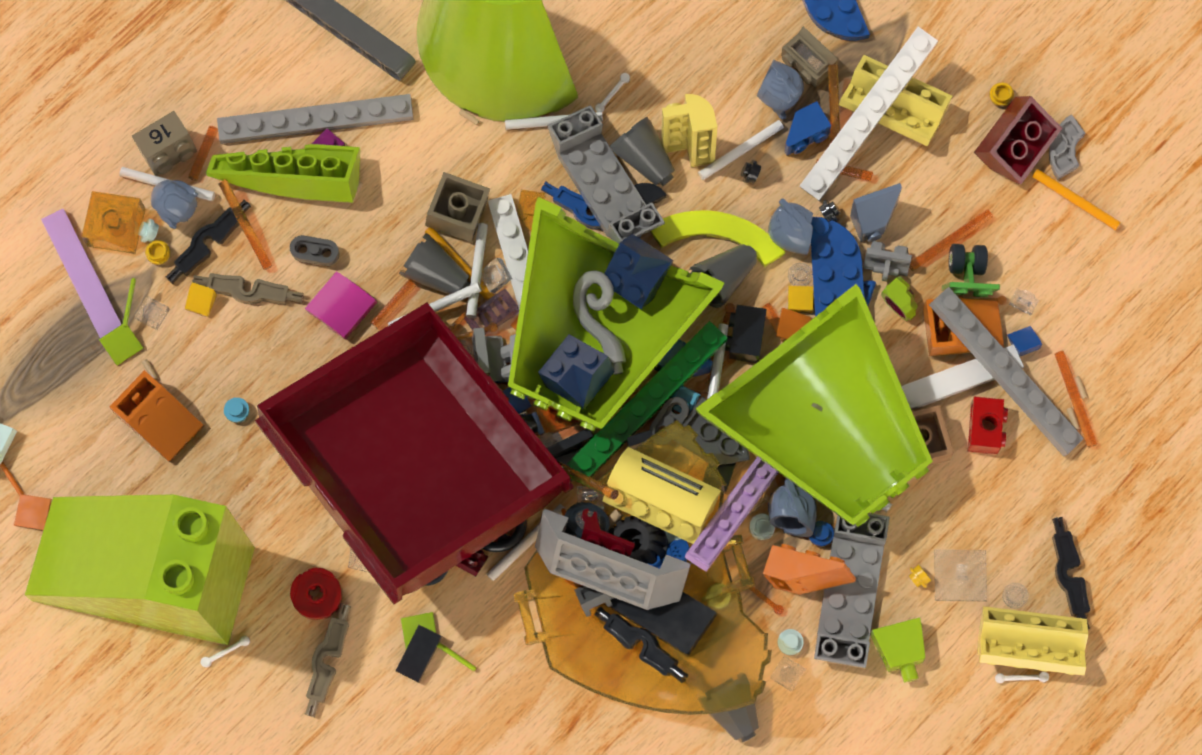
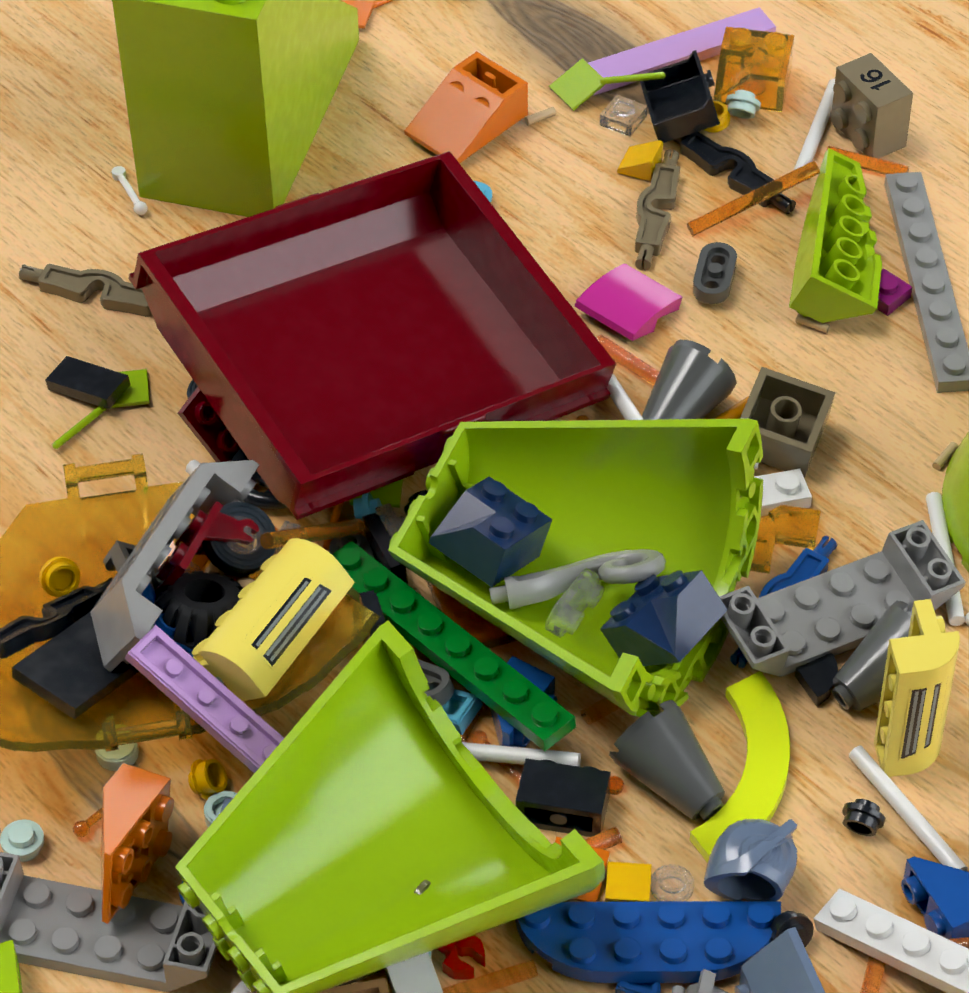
camera: 90 degrees right, 25 degrees down
(154, 268) = (681, 100): none -> black container
(174, 201) = (783, 120): sand blue helmet -> none
(602, 641) = (59, 576): none -> yellow plate
(627, 328) = (569, 609): none -> clear plate
(747, 535) = (207, 777): none -> yellow plate

